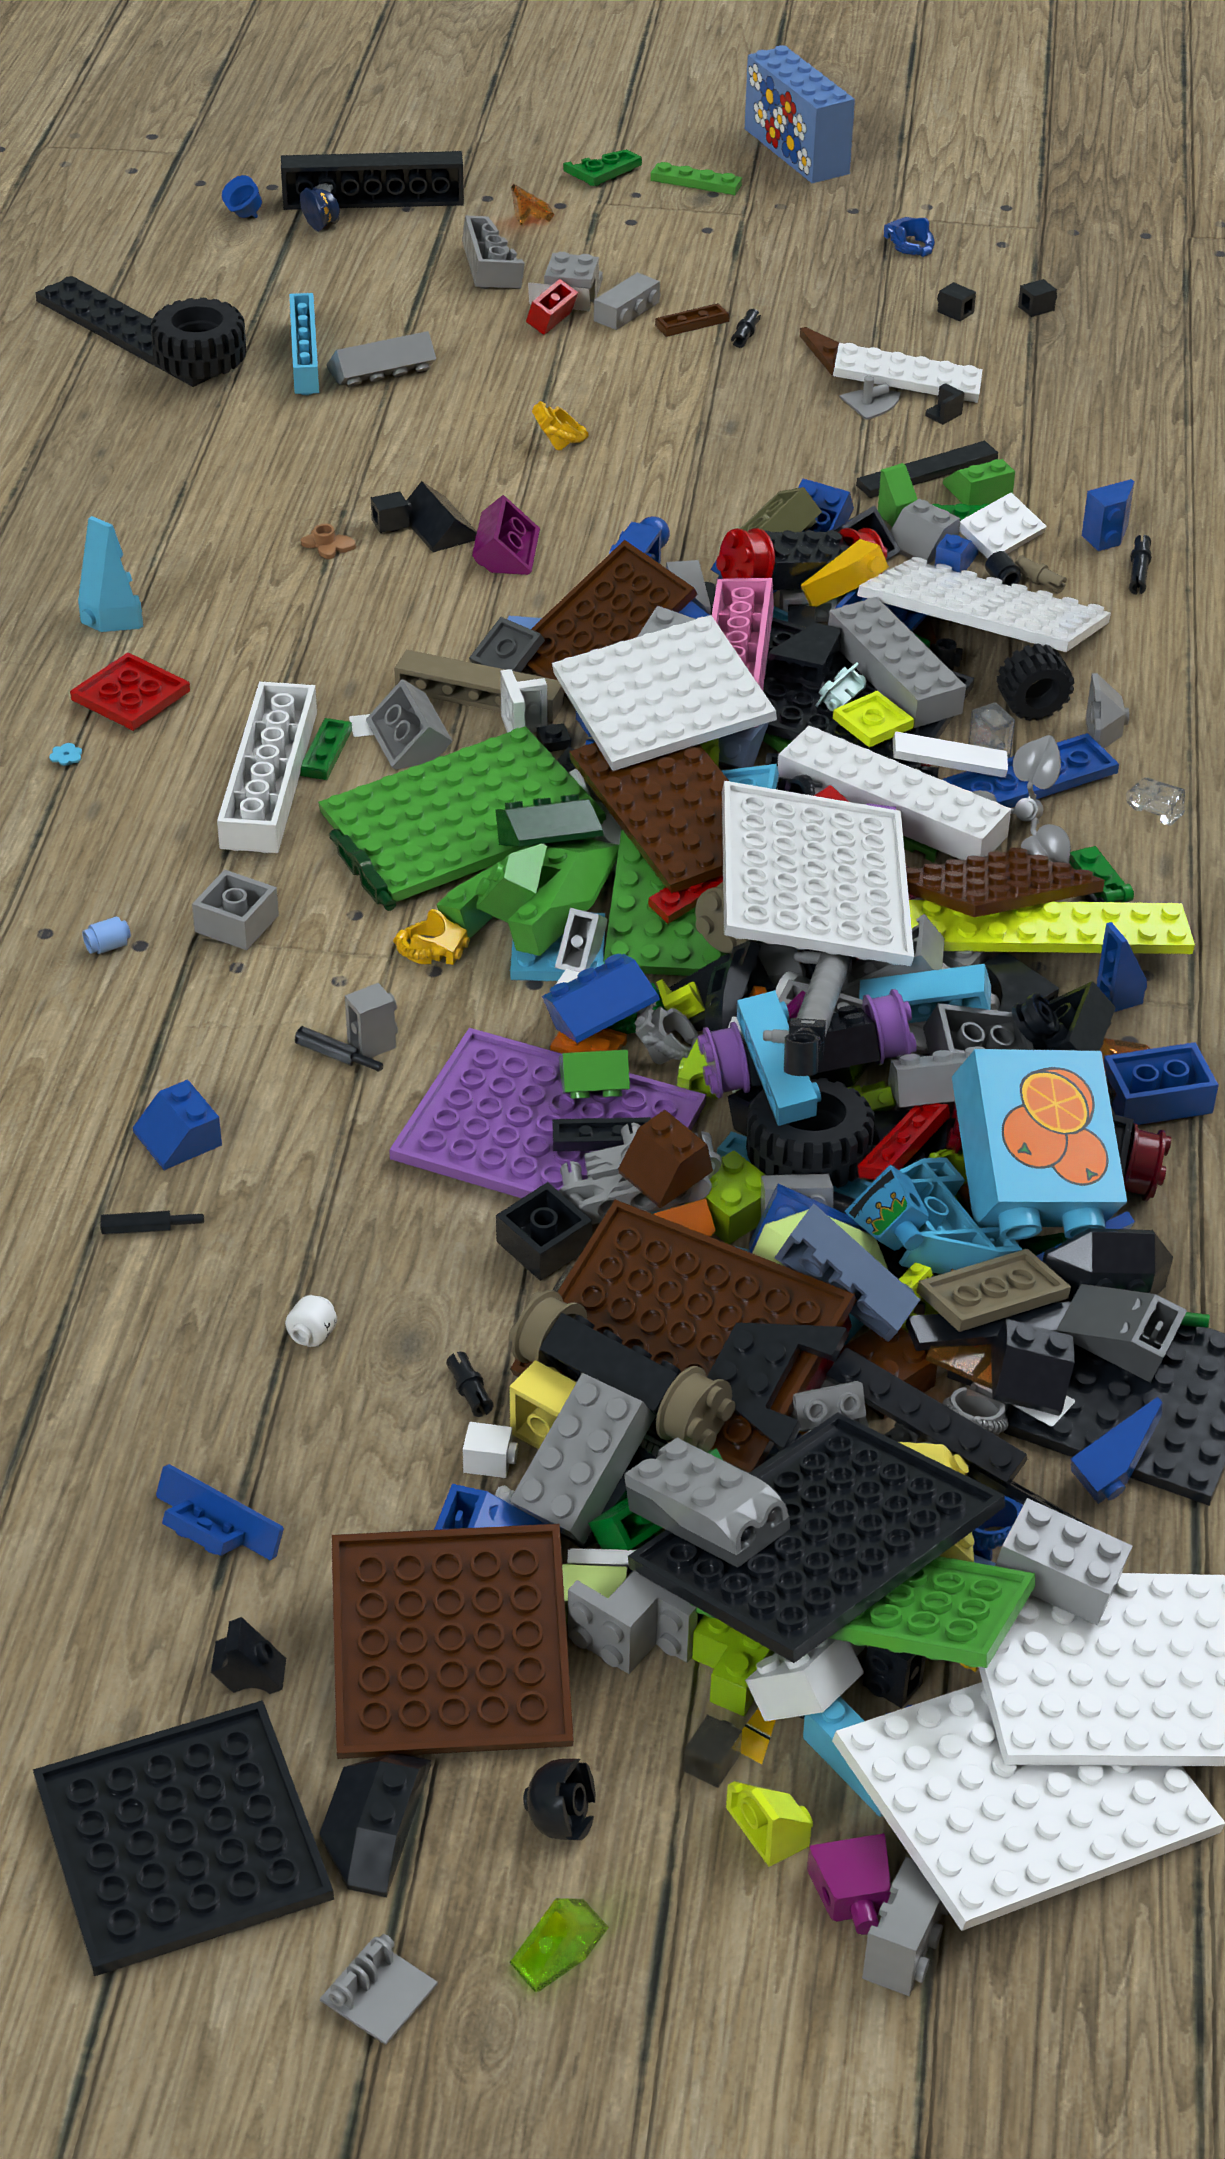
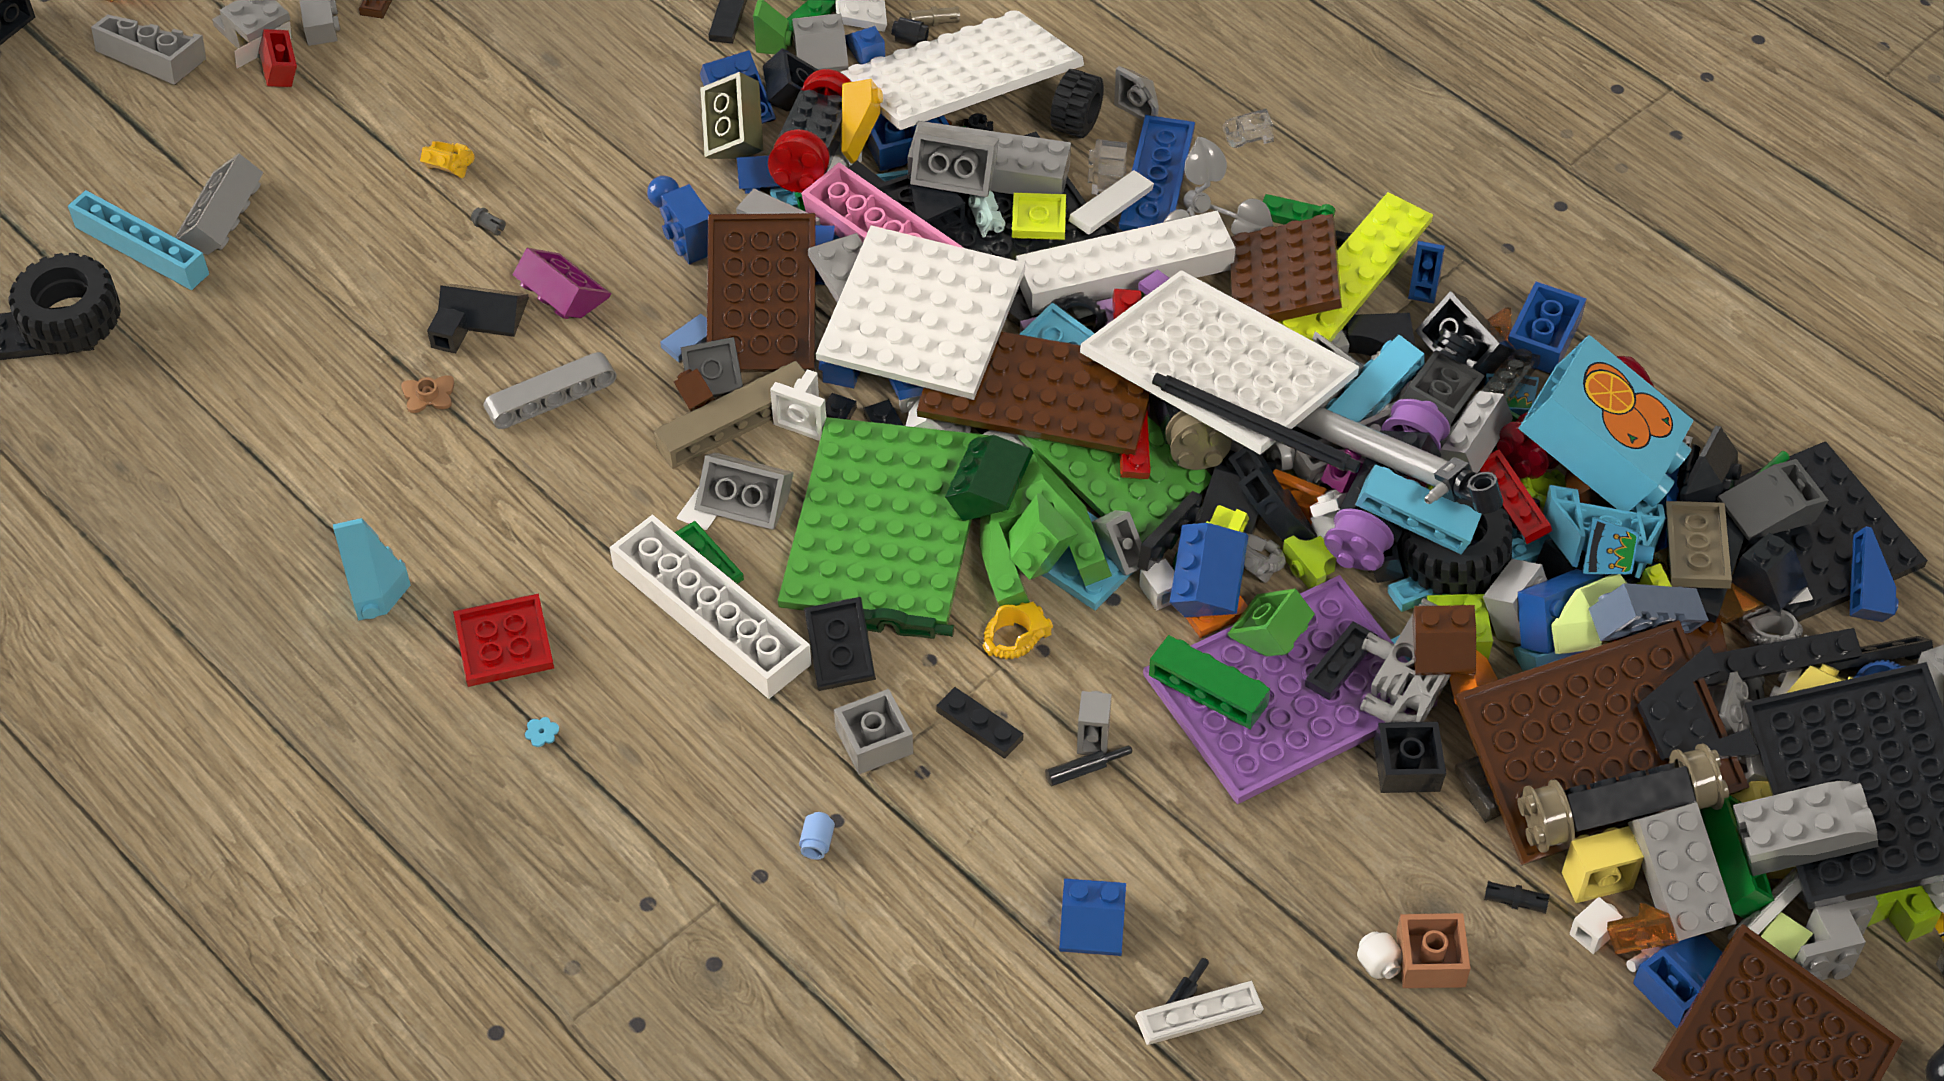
camera: 50 degrees left, 10 degrees up
(139, 1235) = (1199, 1012): none -> white tile
(308, 851) = (839, 643): none -> black tile
(317, 971) = (979, 722): none -> black plate
(343, 1347) = (1433, 950): none -> nougat brick
(394, 589) = (549, 390): none -> light grey beam
(470, 646) = (693, 389): none -> reddish brown brick
(487, 1065) = (1209, 681): none -> green brick
(495, 1469) = (1645, 931): none -> clear orange slope
(524, 475) = (482, 218): none -> dark grey pin
(654, 965) = (1169, 531): none -> black plate
(747, 909) = (1256, 423): none -> black piece
(848, 627) = (954, 161): none -> light grey slope

